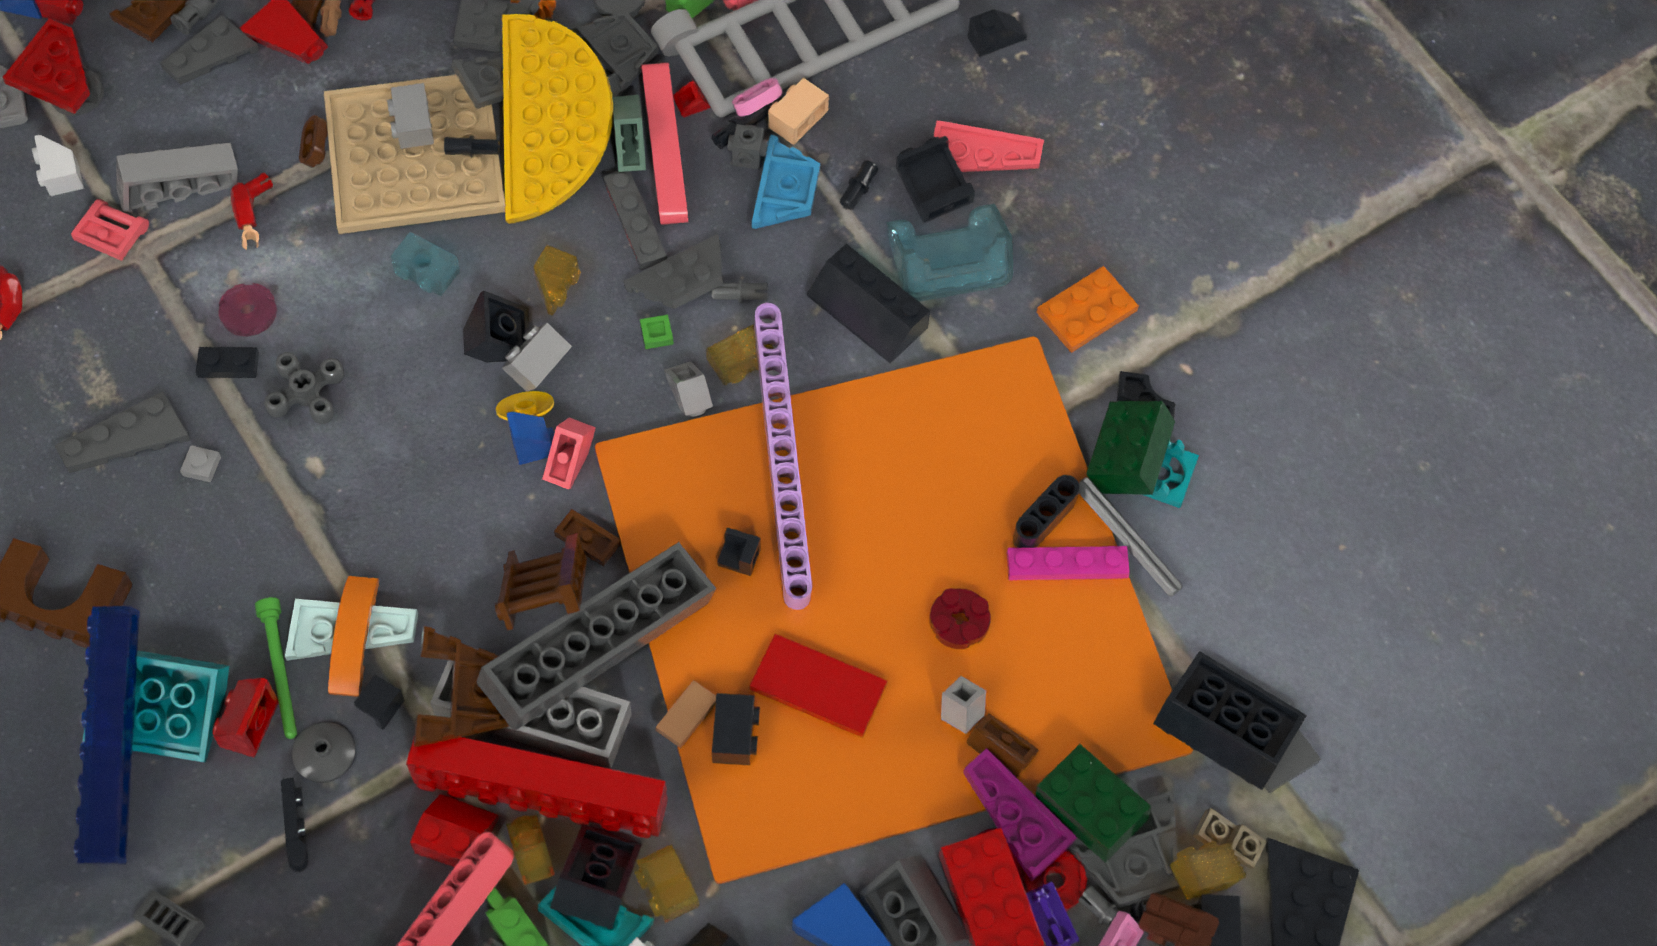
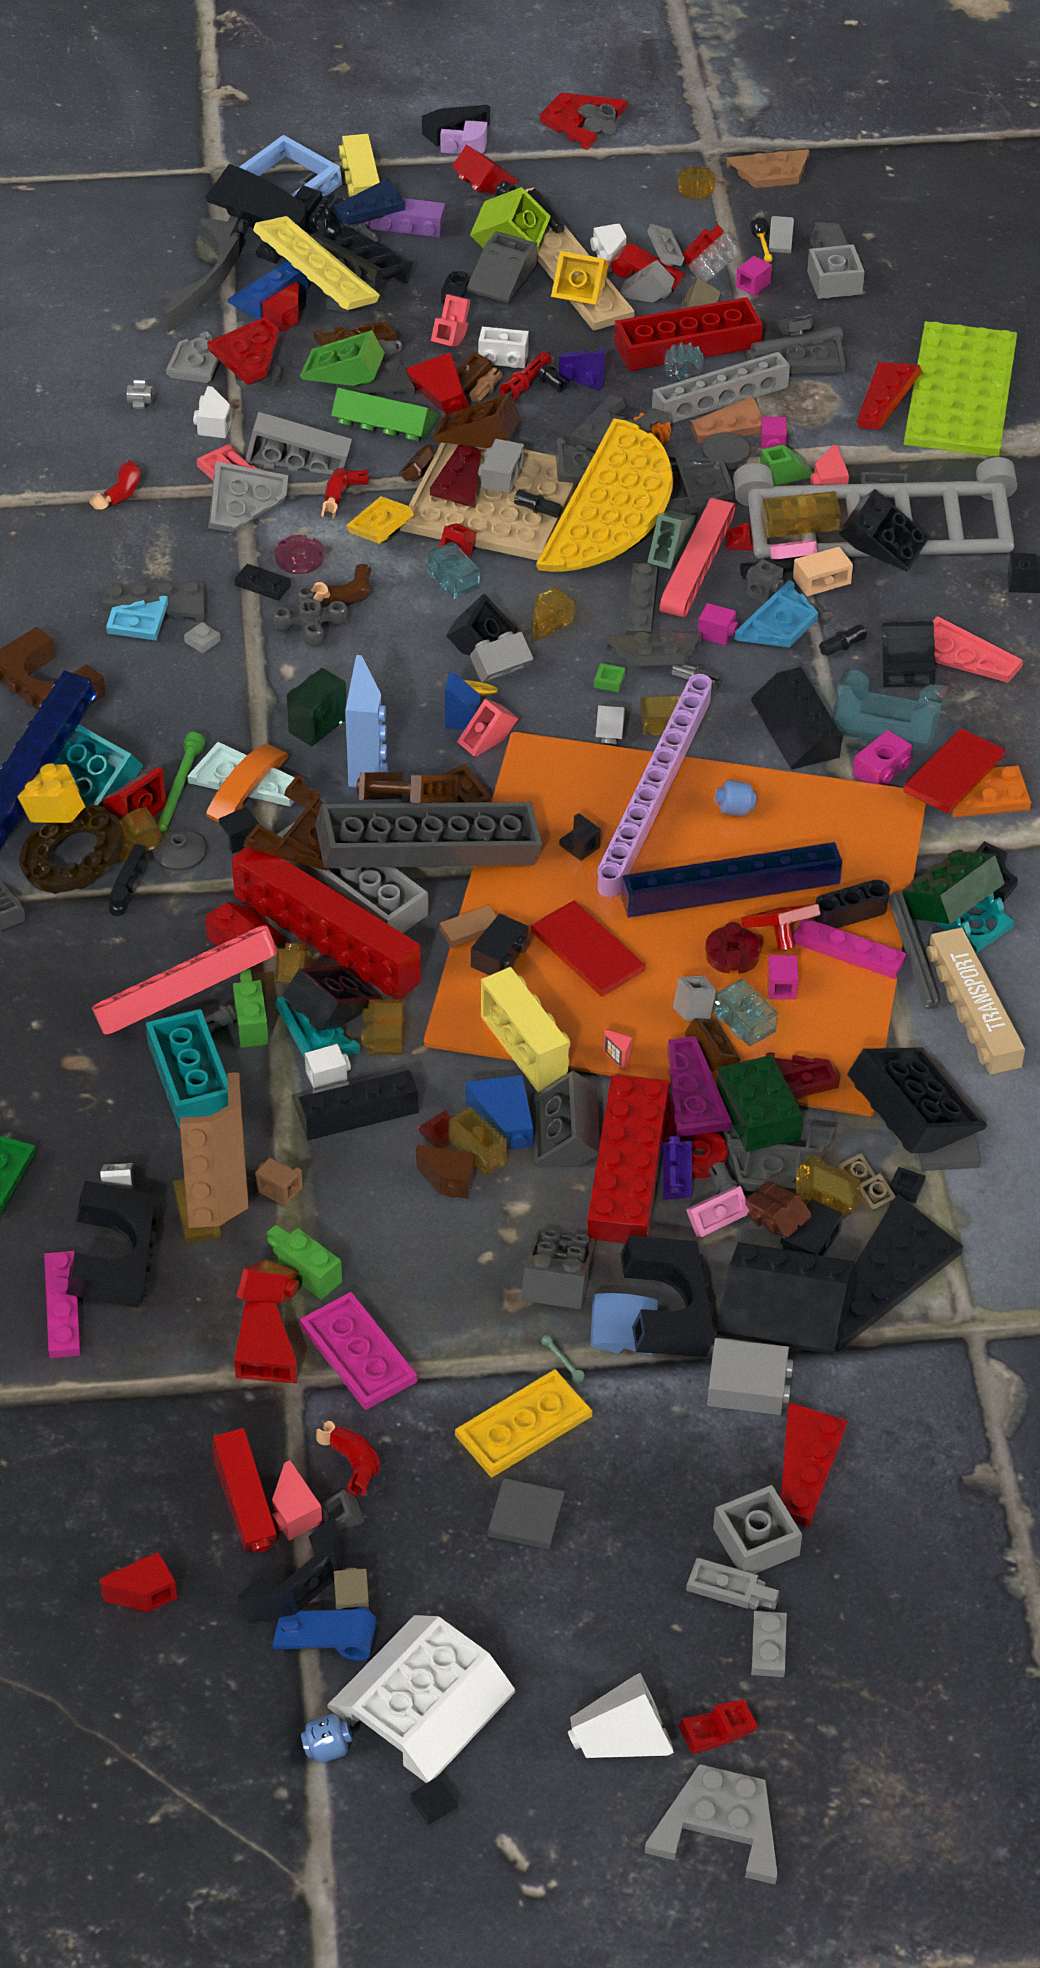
camera: 30 degrees right, 15 degrees down
(119, 473) = (138, 619): none -> medium azure wing
(147, 261) = (243, 495): none -> light grey plate
(156, 763) = (52, 796): none -> yellow brick
(168, 44) = (345, 361): none -> bright green slope
(244, 93) = (384, 414): none -> bright green slope
(252, 832) = (39, 844): none -> dark brown plate
(265, 765) = (139, 829): none -> clear yellow brick
(315, 233) = (380, 520): none -> yellow plate
(332, 339) = (351, 593): none -> reddish brown arm
(355, 69) = (480, 423): none -> reddish brown slope
(370, 145) = (459, 477): none -> dark red wing
(379, 508) = (316, 706): none -> clear green brick
(412, 221) = (461, 536): none -> red panel
(460, 525) = (364, 725): none -> light blue slope
(729, 218) = (717, 624): none -> dark pink brick
(746, 54) = (800, 514): none -> clear yellow brick
(821, 828) = (524, 1028): none -> light yellow brick
(834, 41) = (883, 532): none -> black slope
(867, 433) = (735, 798): none -> medium blue head
(918, 540) = (731, 879): none -> clear blue brick
(918, 799) = (617, 1047): none -> coral slope
(976, 302) = (882, 759): none -> dark pink brick
(995, 567) = (781, 920): none -> red tile
(1007, 682) = (745, 1012): none -> clear light blue brick
(1028, 632) = (782, 977): none -> dark pink brick
(1054, 303) = (954, 770): none -> red tile
(1111, 742) = (807, 1075): none -> dark red wing
(1216, 569) = (975, 1001): none -> tan brick
(1267, 819) = (907, 1184): none -> black tile

